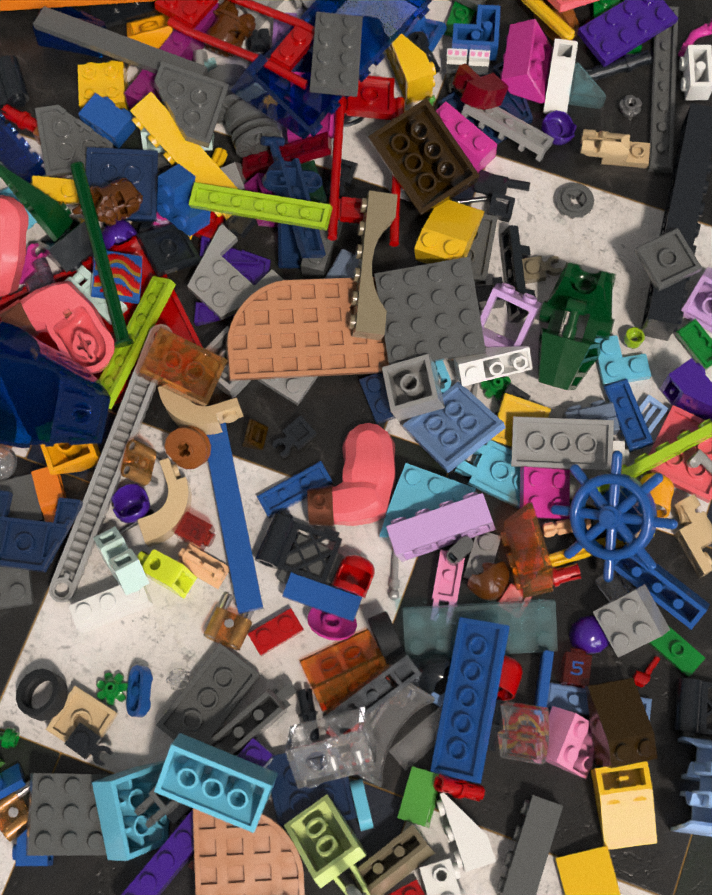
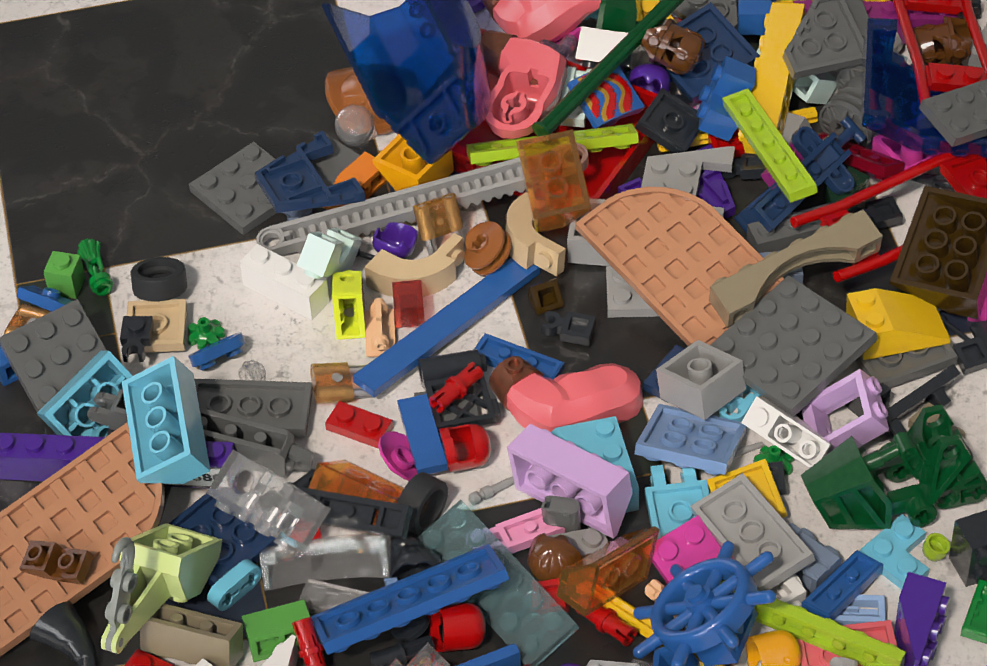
camera: 55 degrees right, 25 degrees down
(302, 550) = (456, 387): none -> red pin

